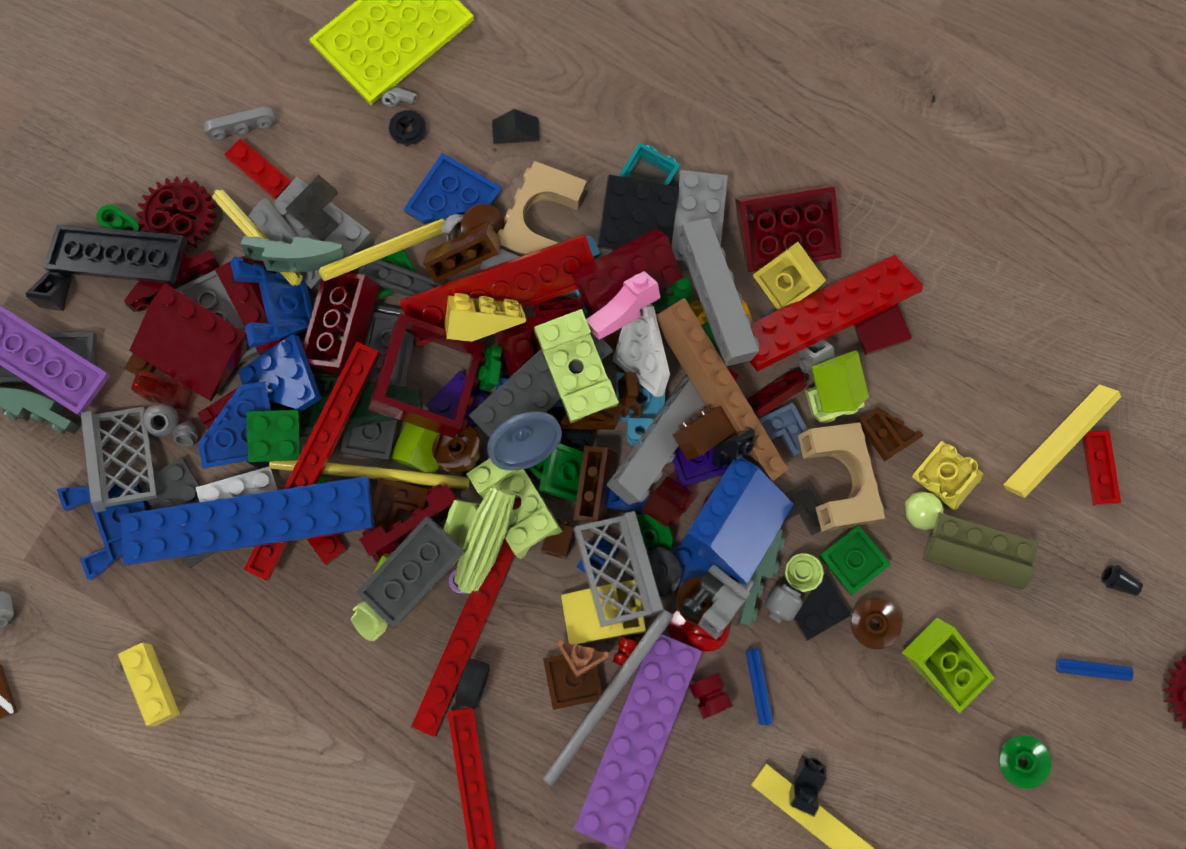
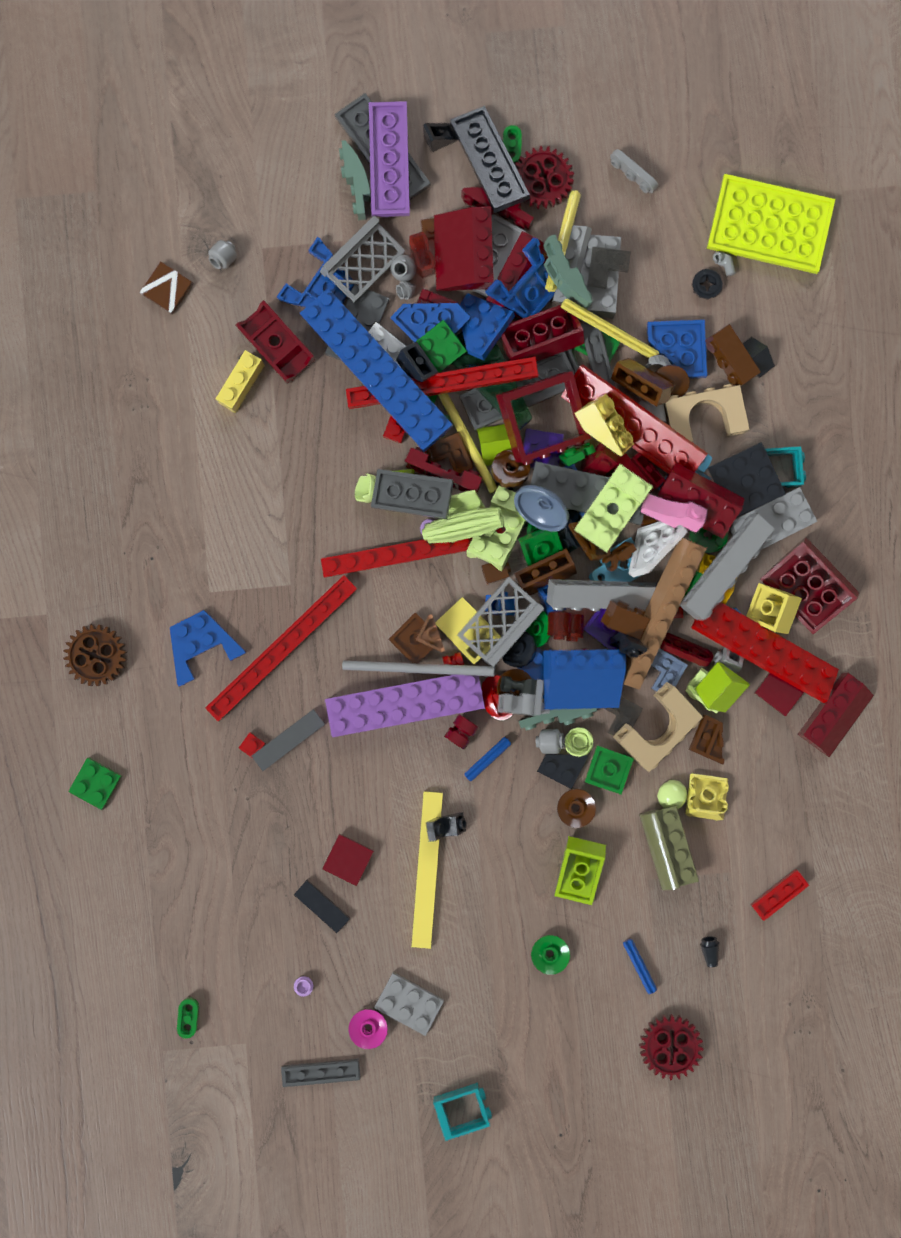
camera: 65 degrees right, 10 degrees up
(162, 614) = (286, 358): none -> dark red piece
(257, 169) = (610, 206): red plate -> none
(271, 472) = (416, 363): none -> black slope
(472, 683) = (370, 578): black tyre -> none
(499, 149) = (732, 356): none -> reddish brown brick
(943, 291) = (836, 716): none -> dark red slope
(1062, 440) = (781, 858): light yellow tile -> none

